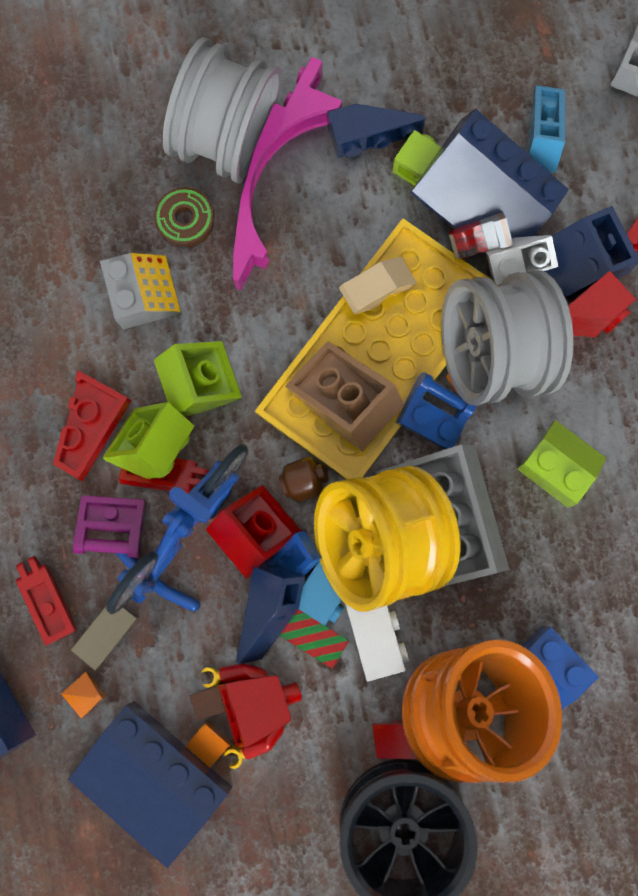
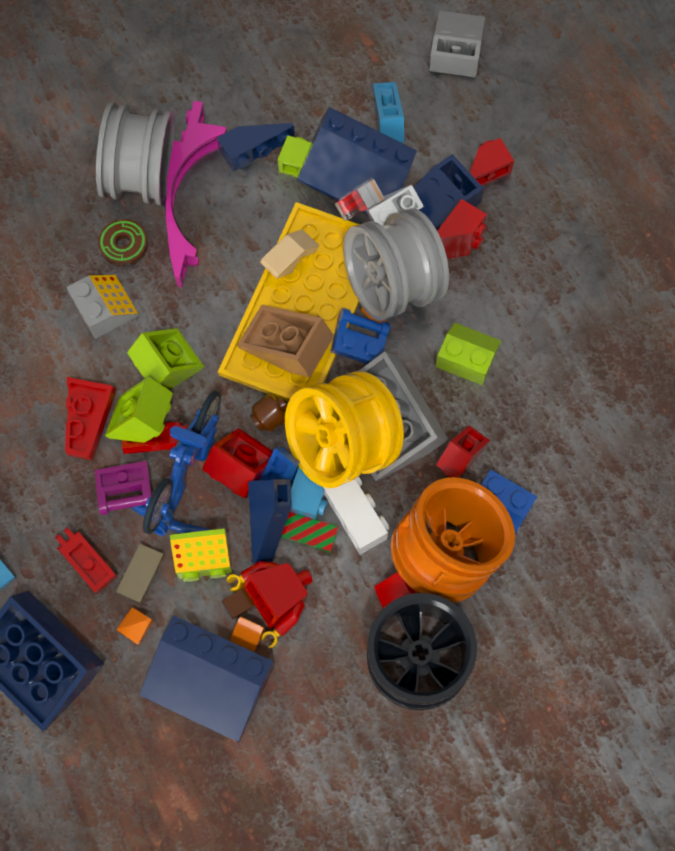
camera: 20 degrees left, 10 degrees down
(178, 637) = (201, 554): none -> slope
(522, 590) = (462, 452): none -> red slope

